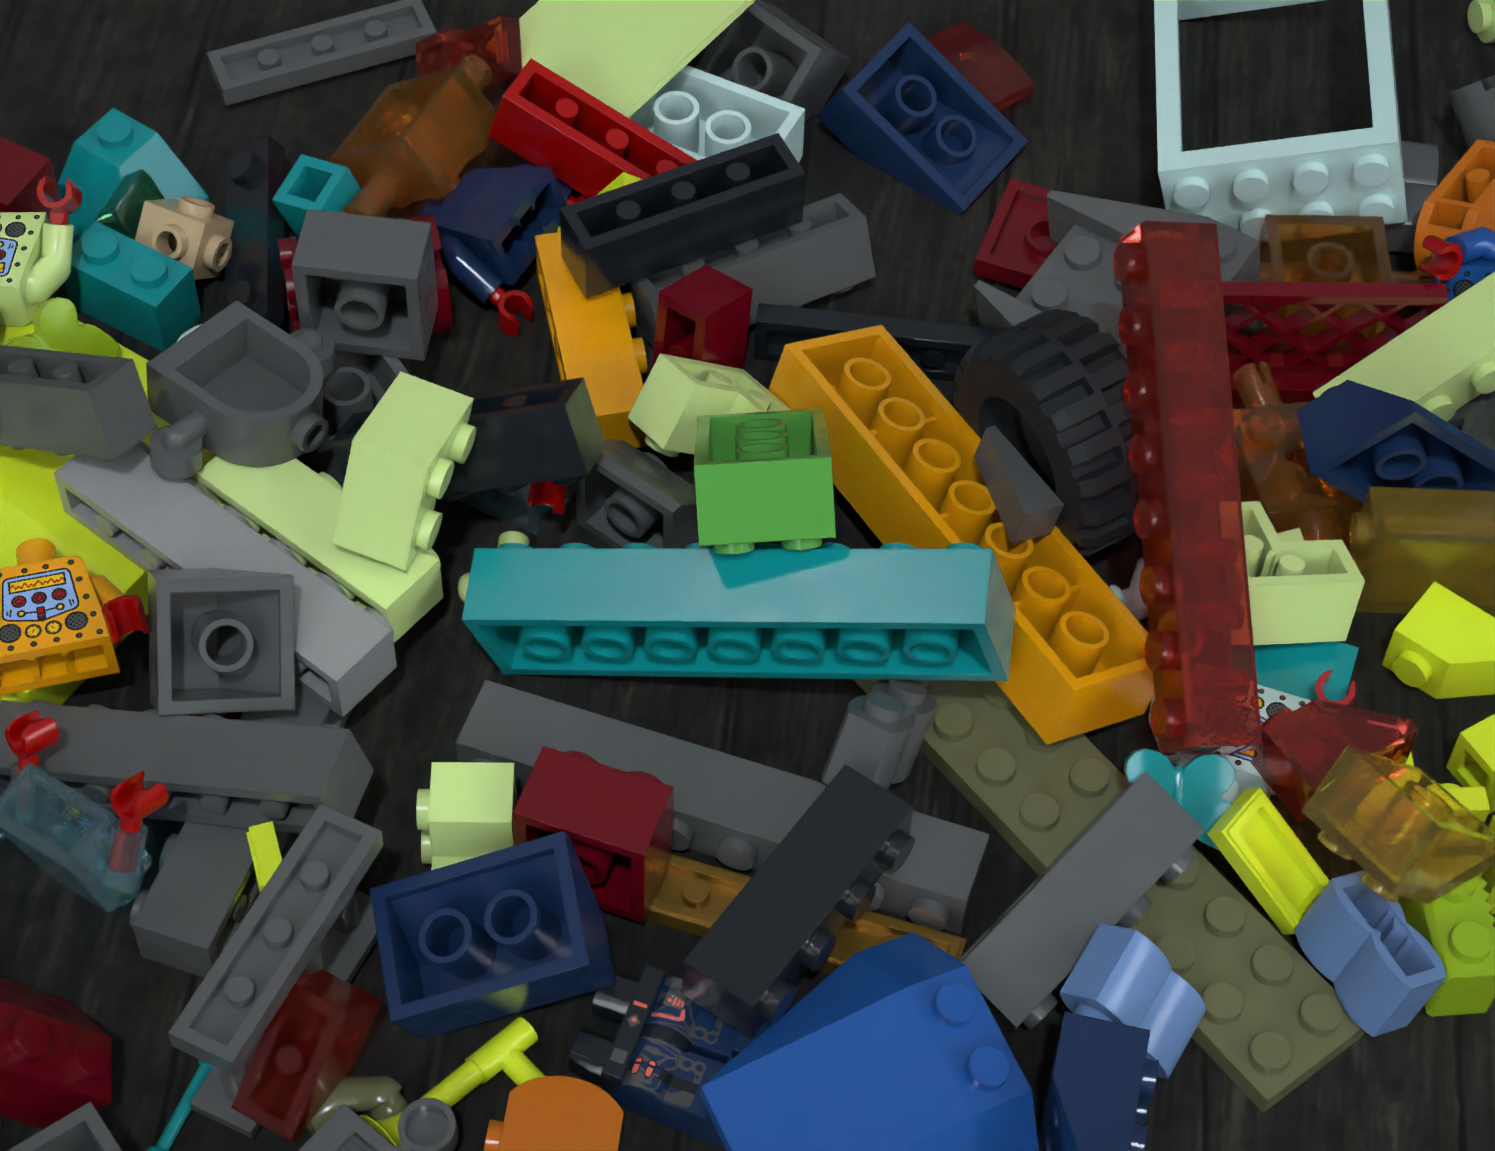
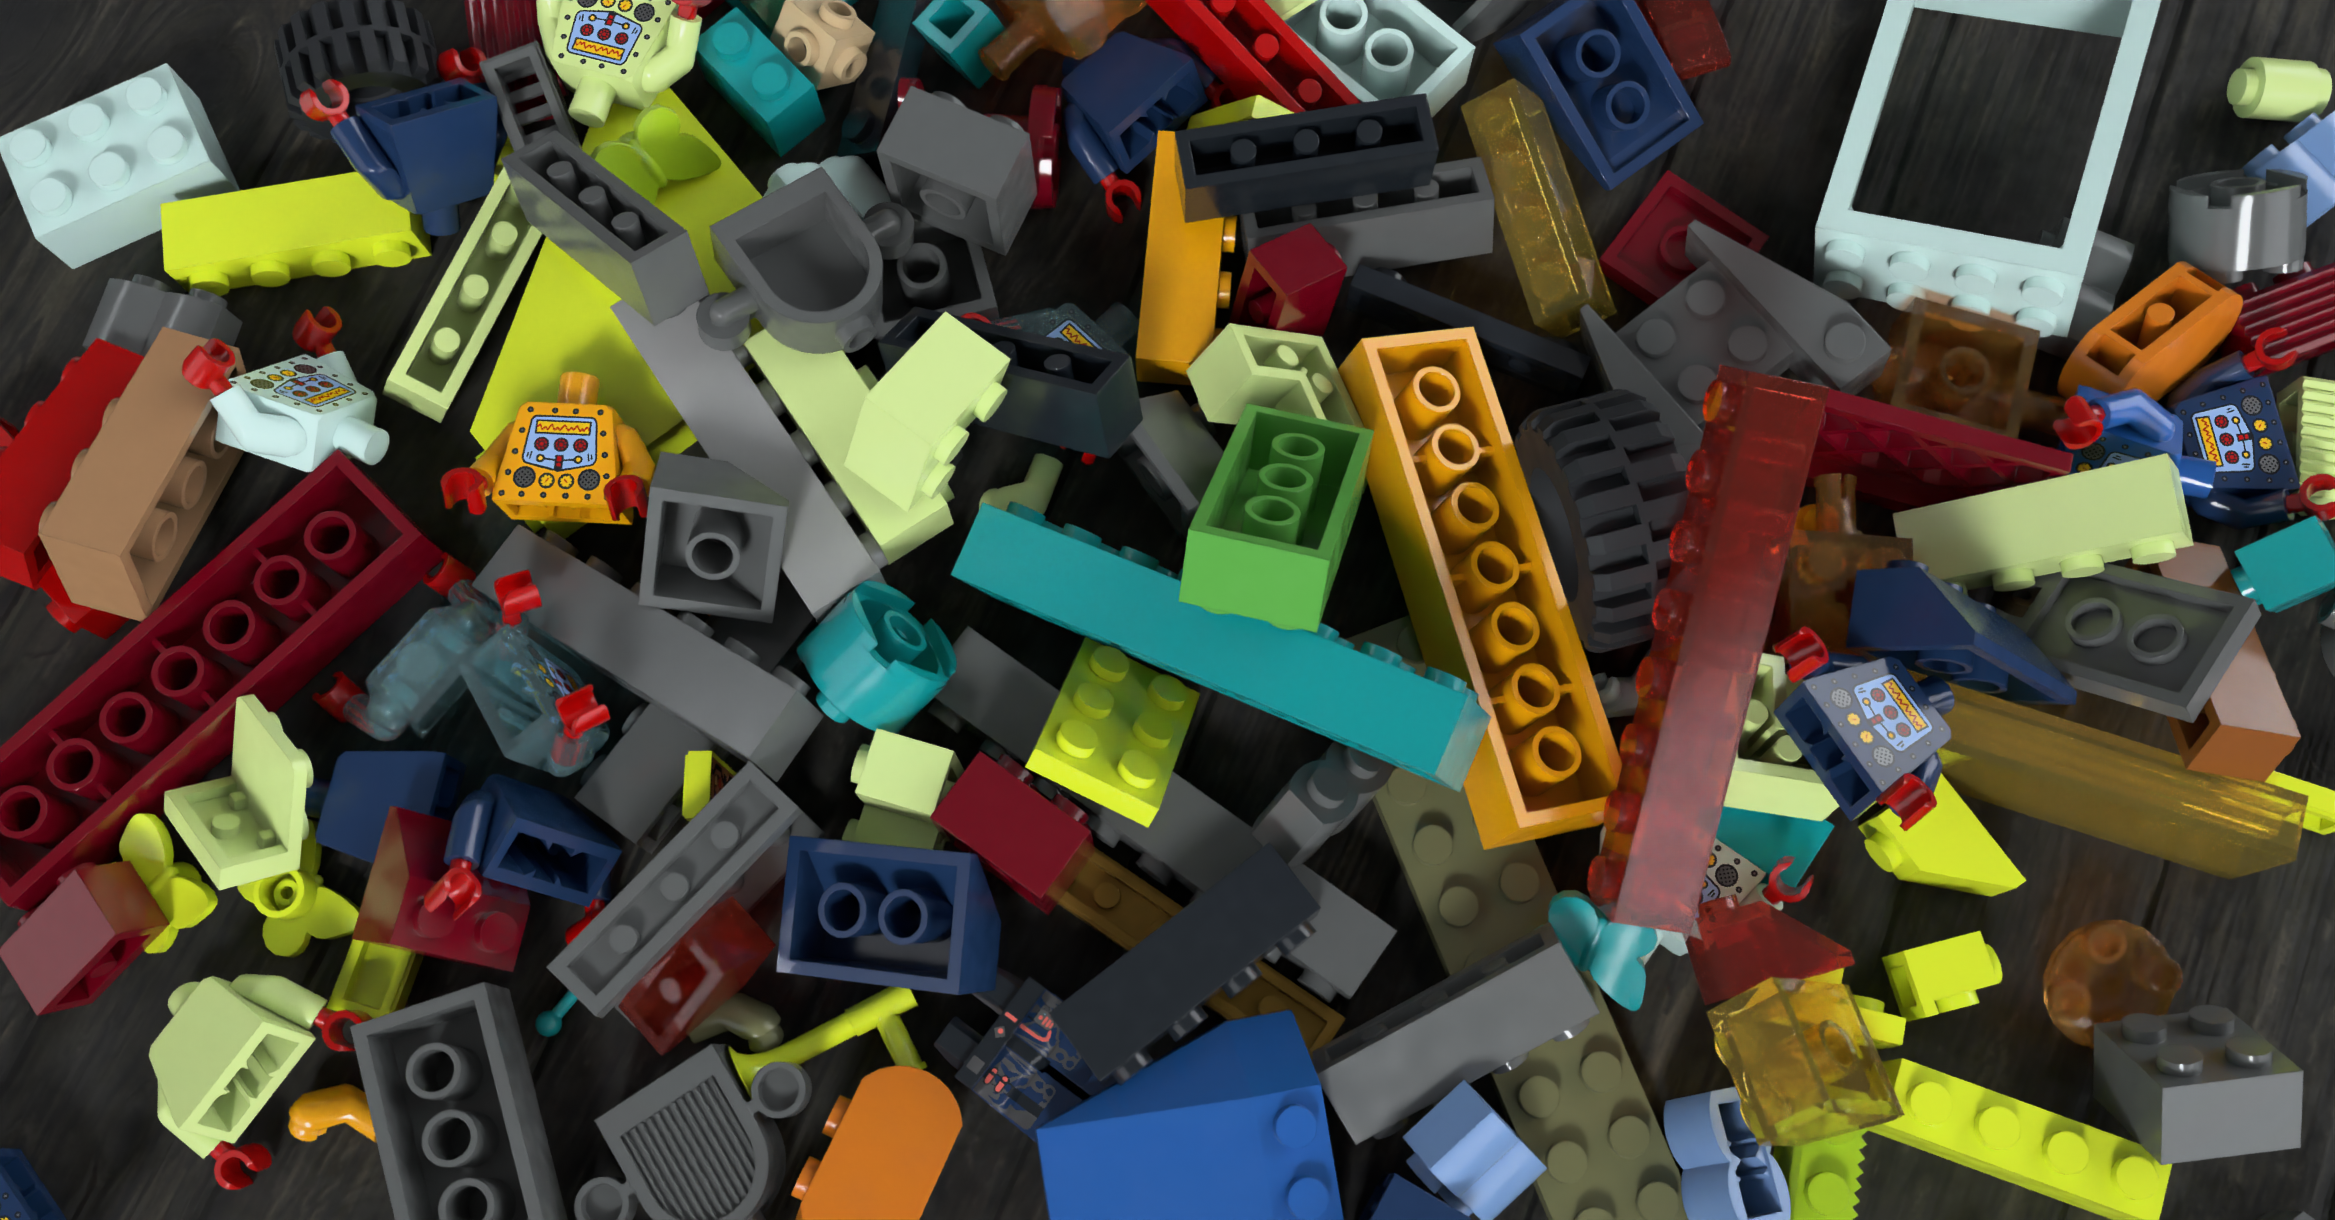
camera: 20 degrees right, 20 degrees up
(109, 973) = (528, 842): none -> dark blue torso
(408, 711) = (876, 659): none -> teal brick
(662, 723) = (1115, 732): none -> neon yellow plate
(902, 226) = (1537, 208): none -> clear yellow brick
(1018, 492) = (1541, 575): dark grey piece -> none
(1269, 858) = (1665, 1030): neon yellow tile -> none
(1346, 520) = (1866, 727): none -> torso

